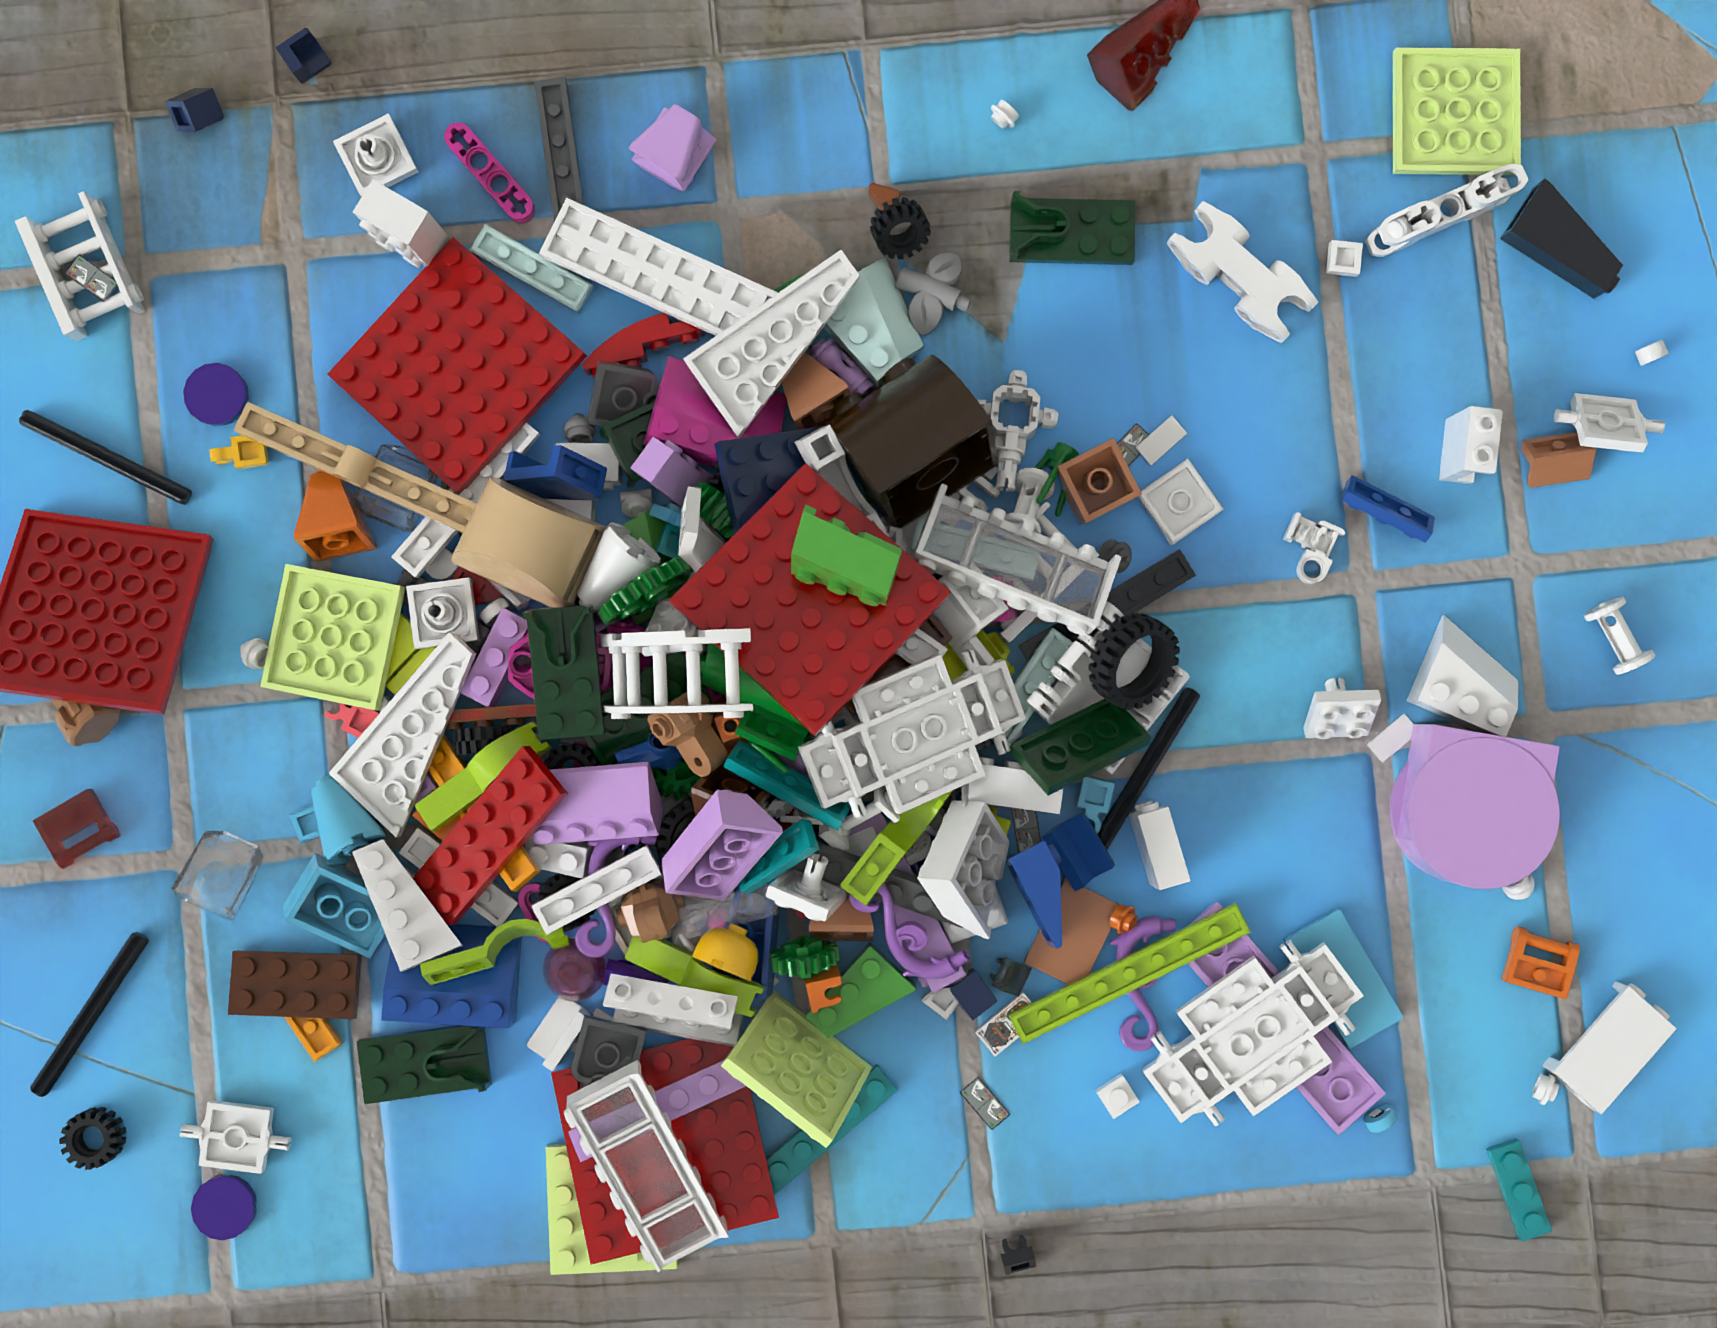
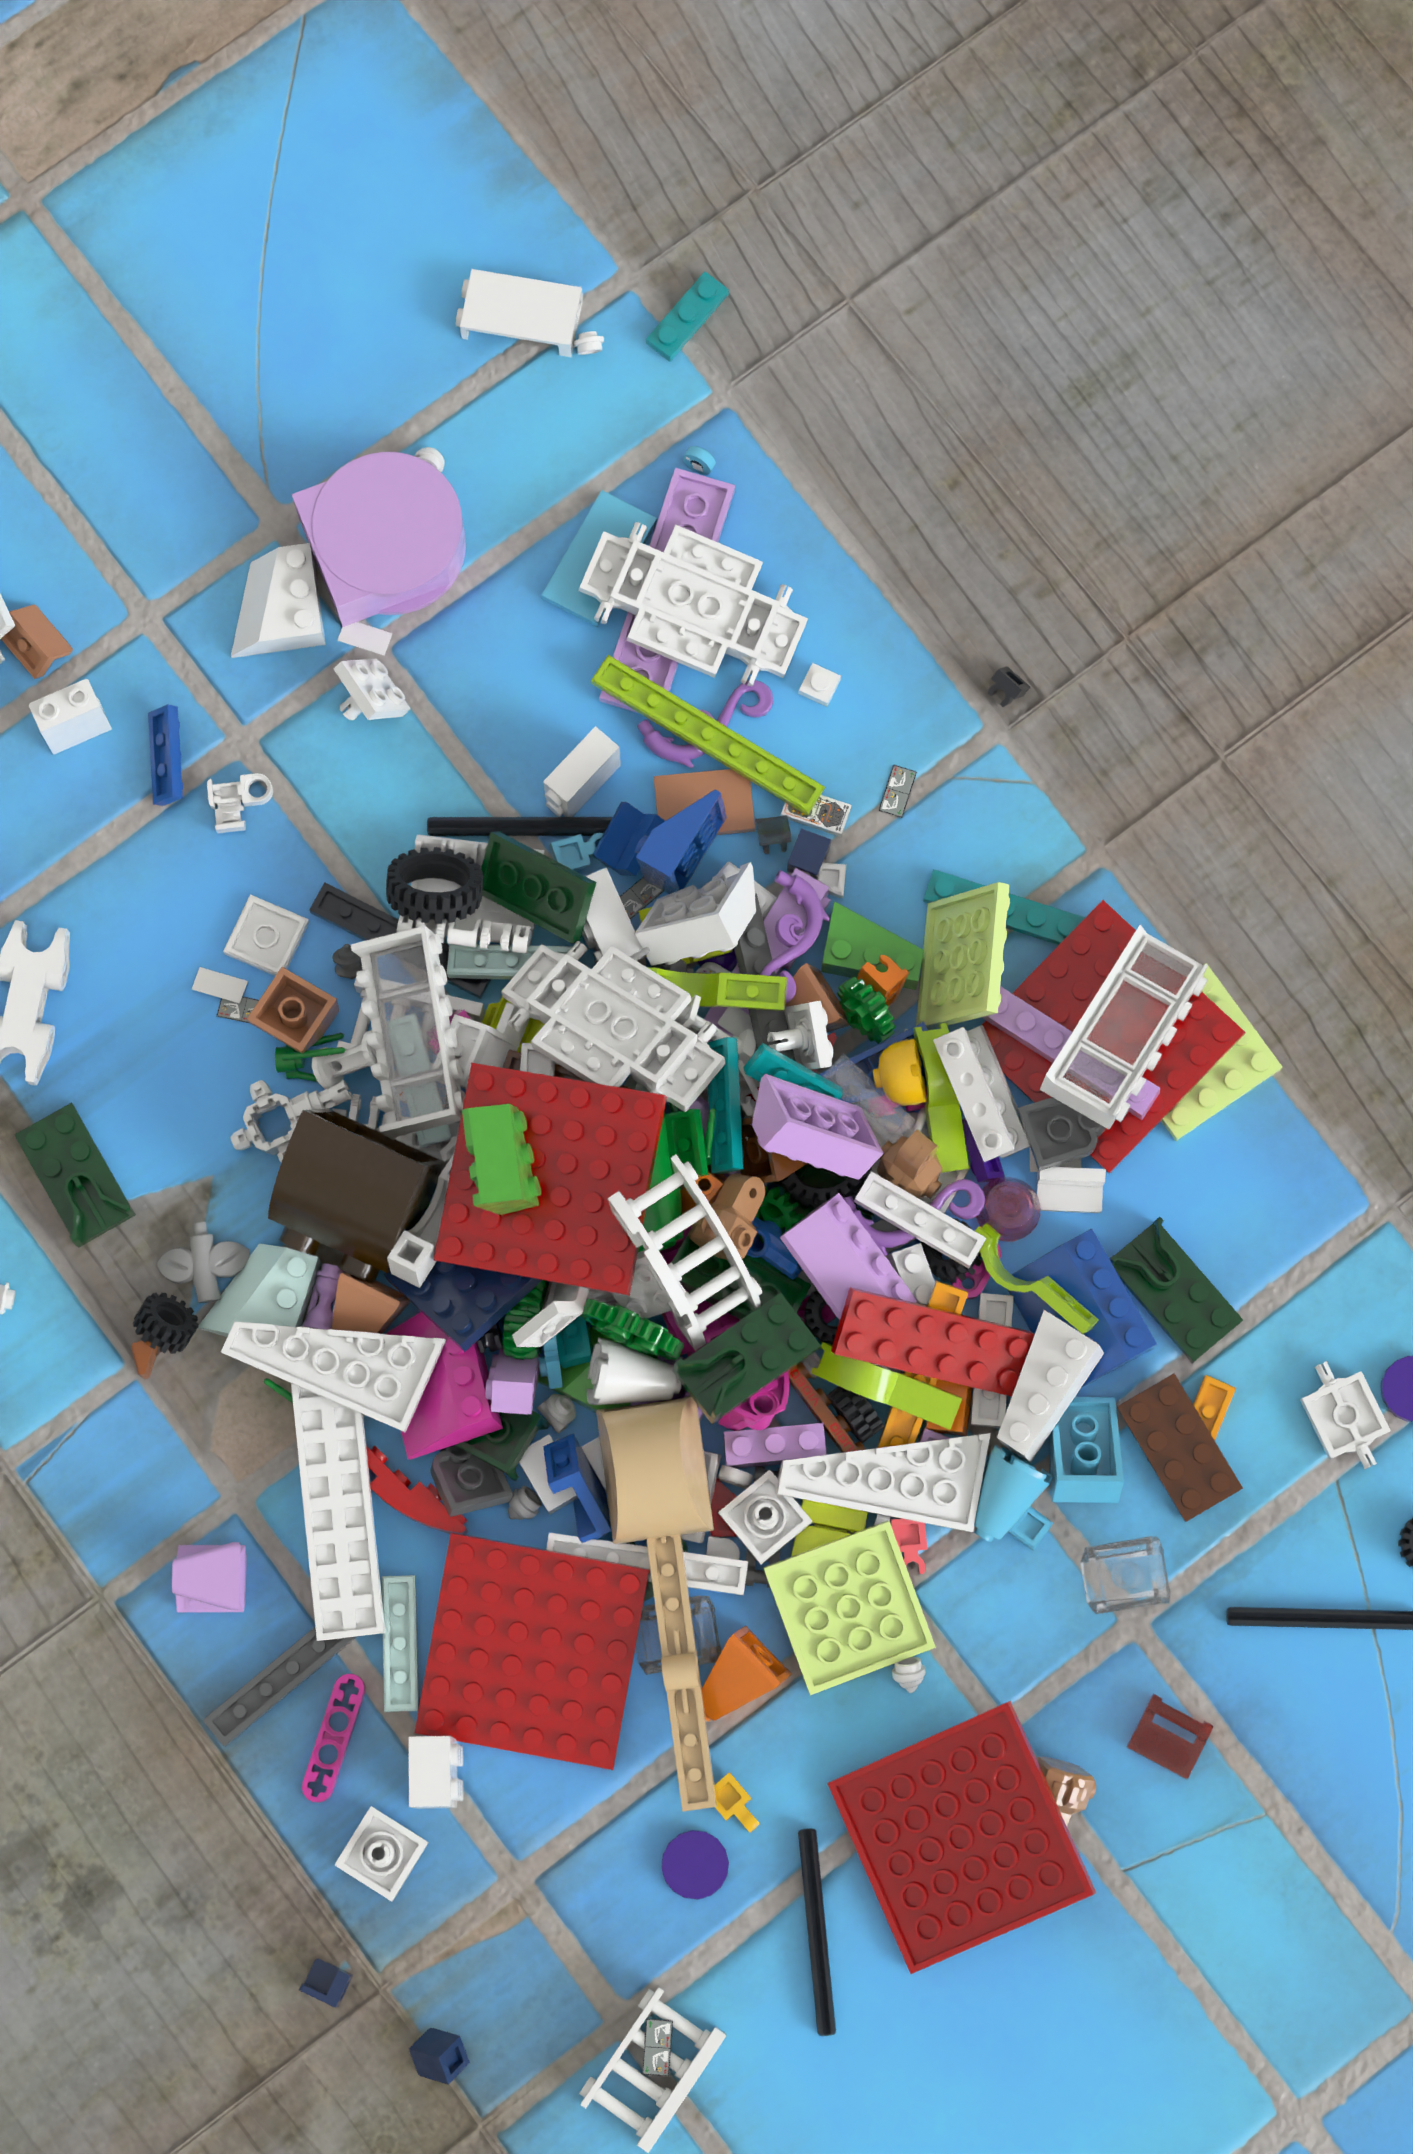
camera: 120 degrees left, 10 degrees down
(1123, 919) = (663, 767): orange plate -> none
(1539, 973) = (494, 404): orange plate -> none
(1620, 636) = (161, 501): white hose -> none

